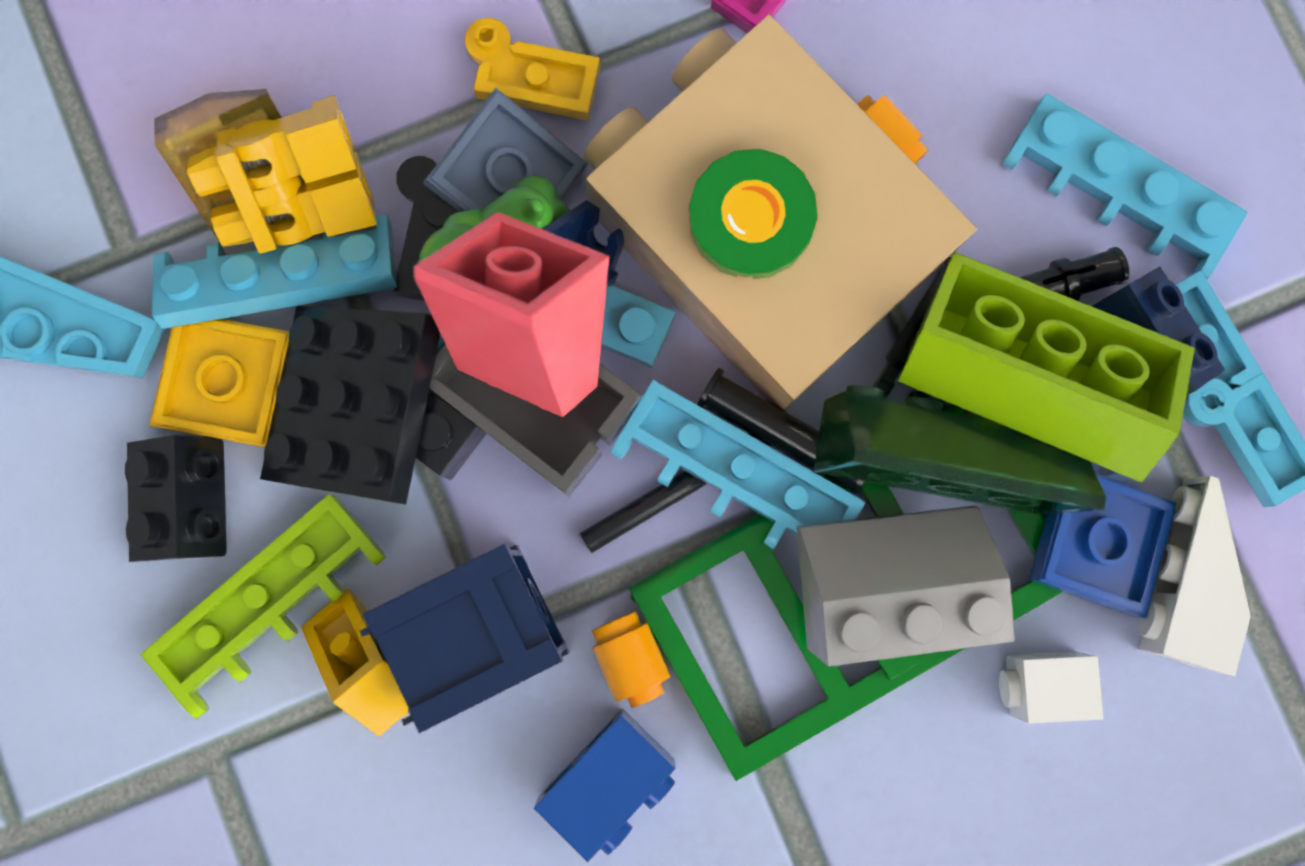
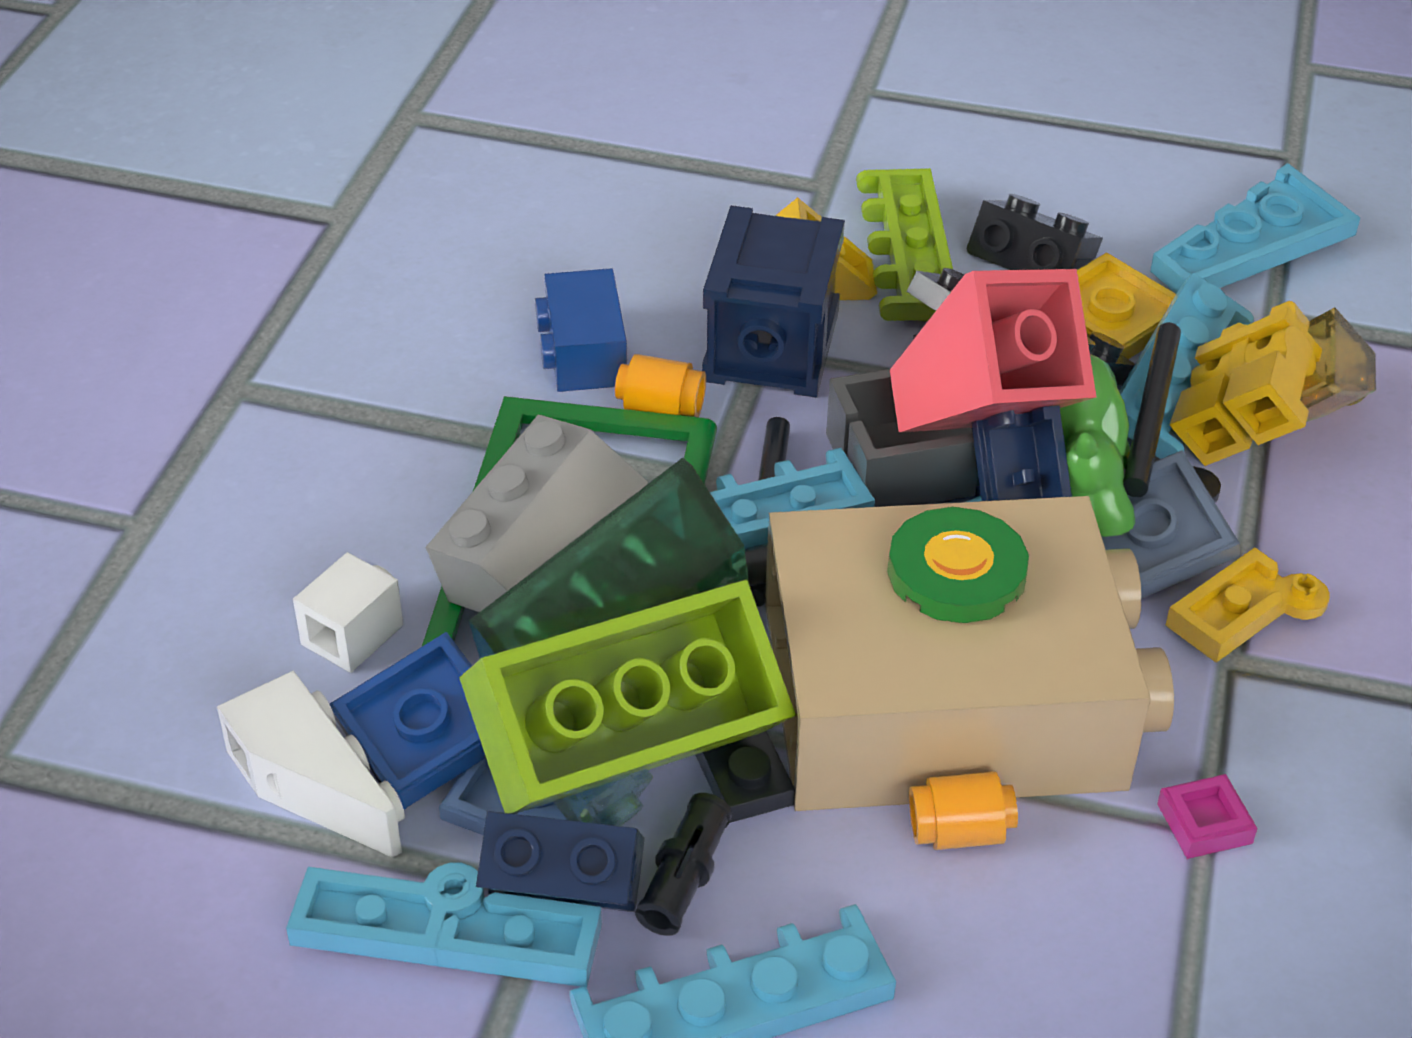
camera: 130 degrees right, 40 degrees down
(384, 231) = (1151, 410): none -> black bar

